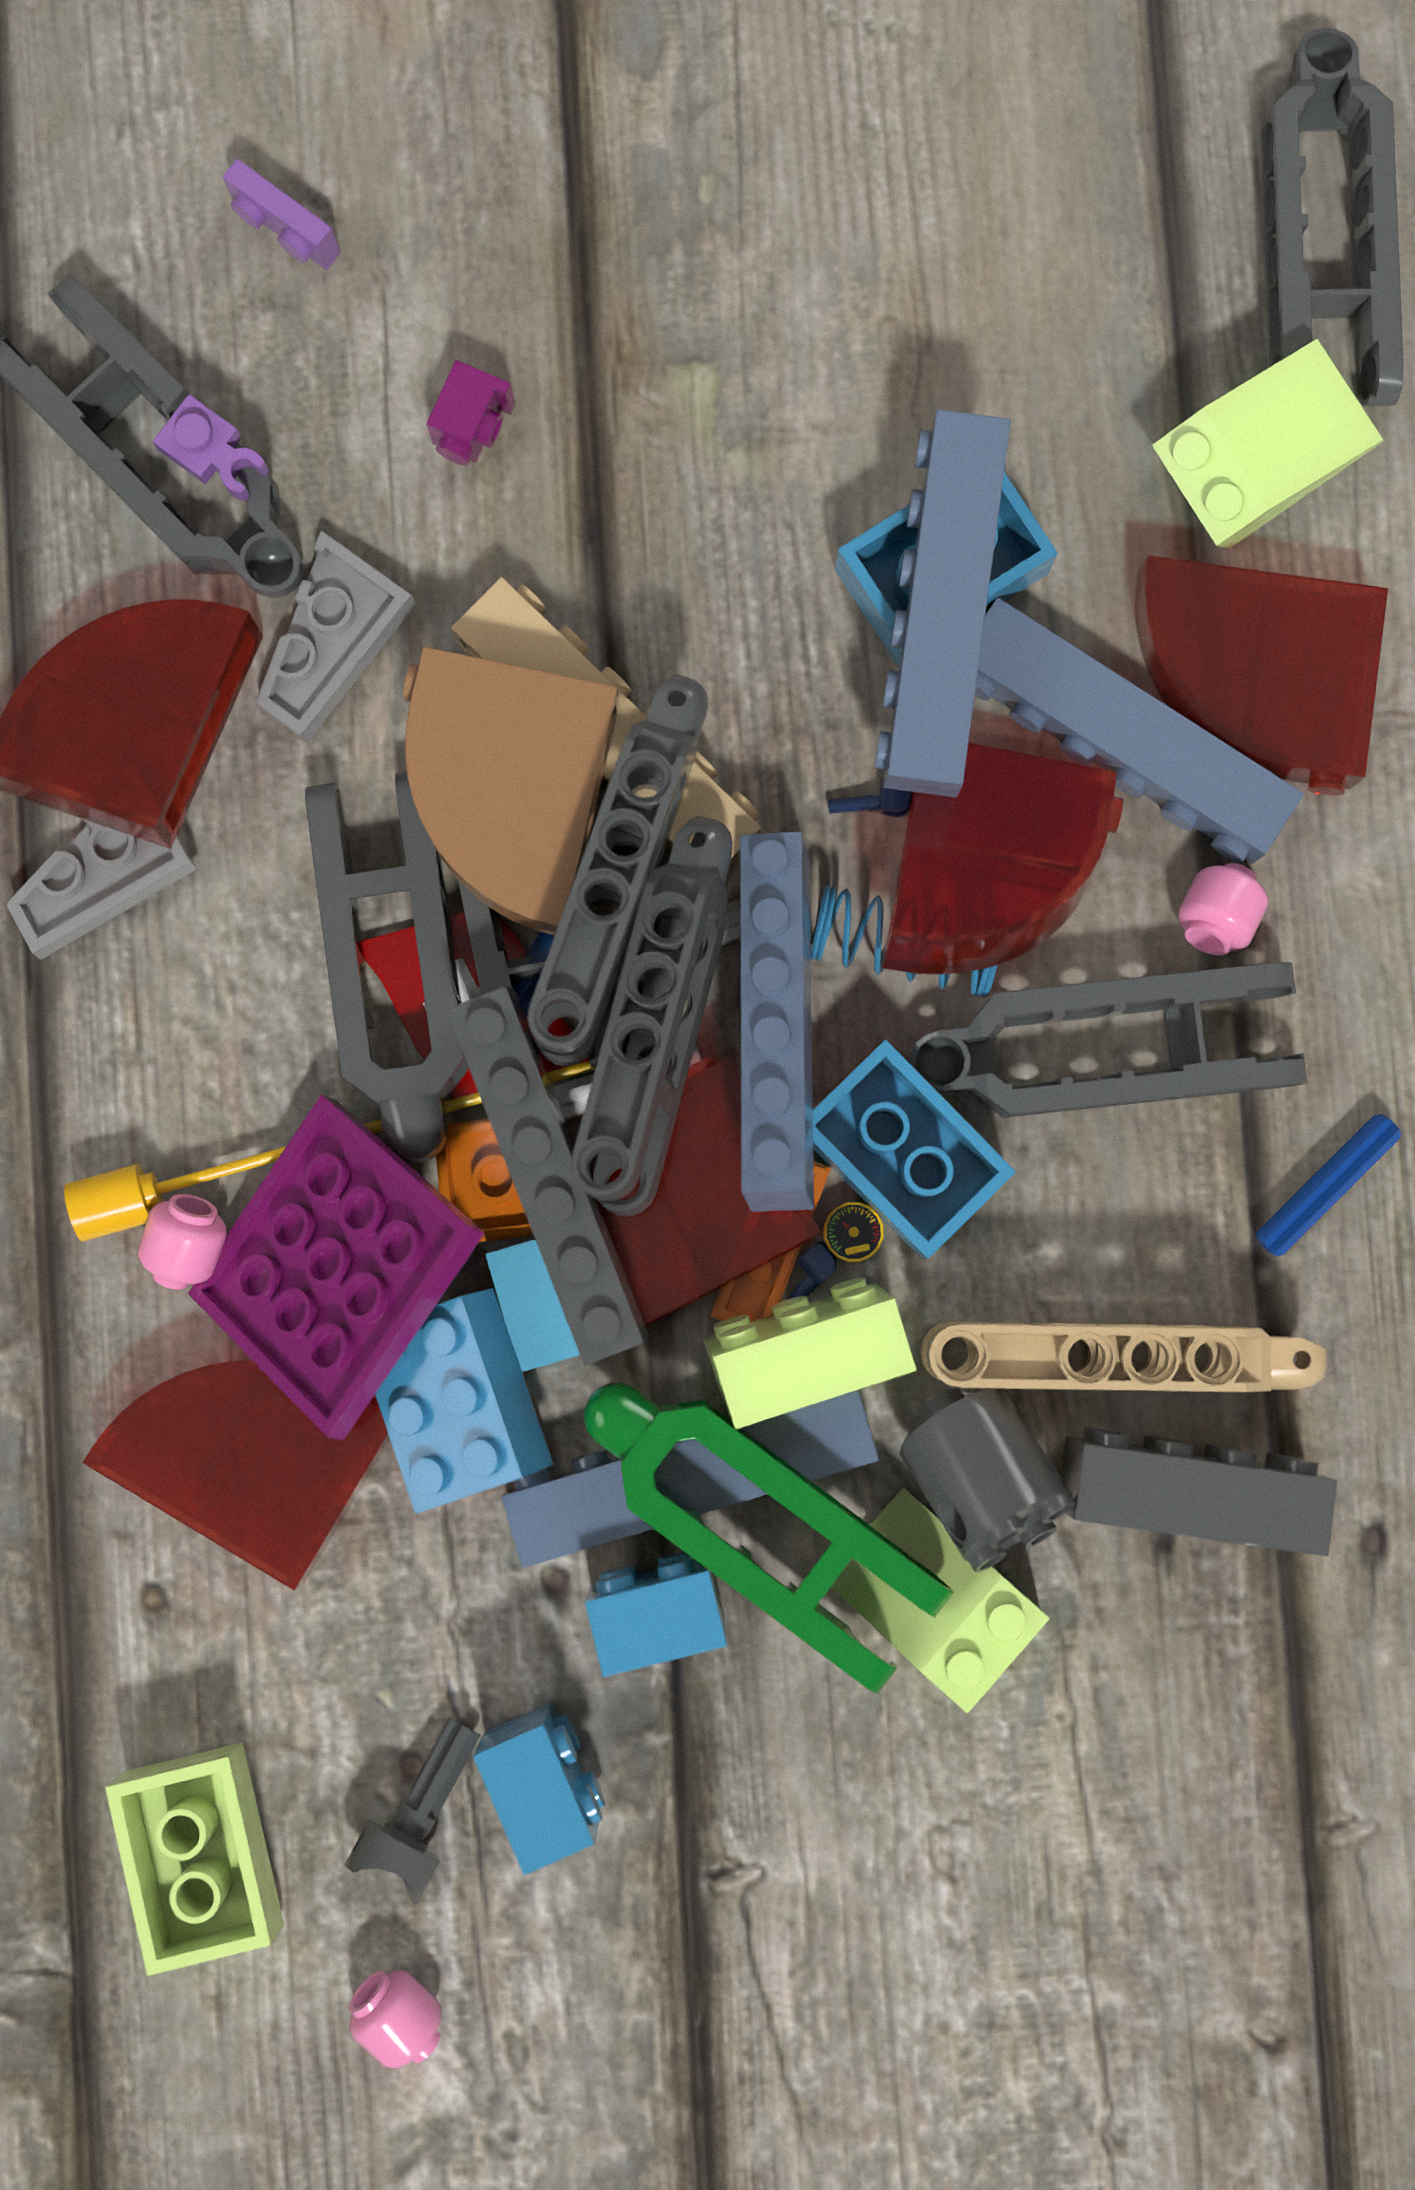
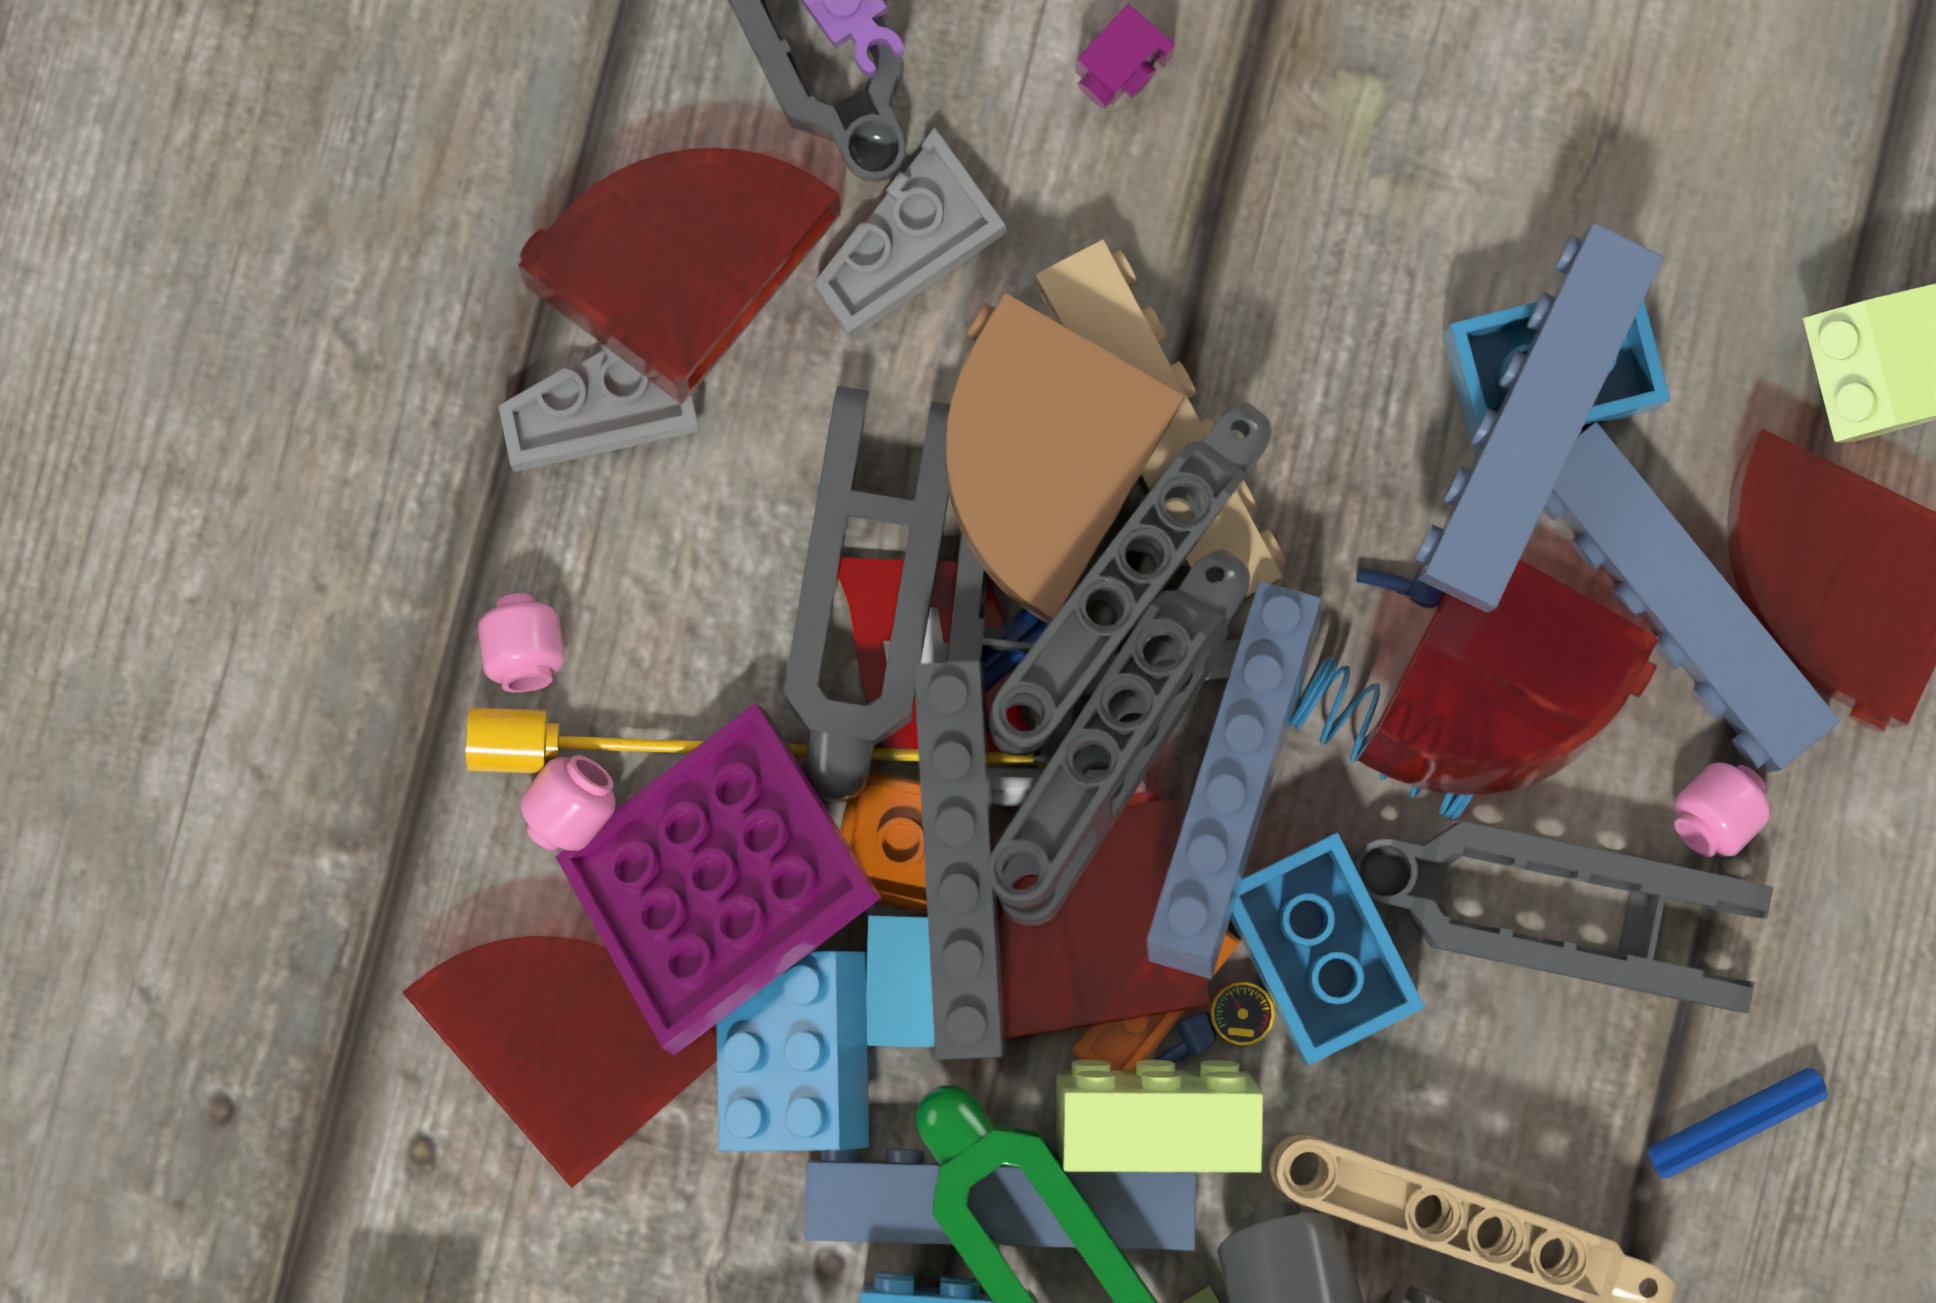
camera: 15 degrees right, 0 degrees up
(94, 1111) = (521, 643): none -> bright pink head

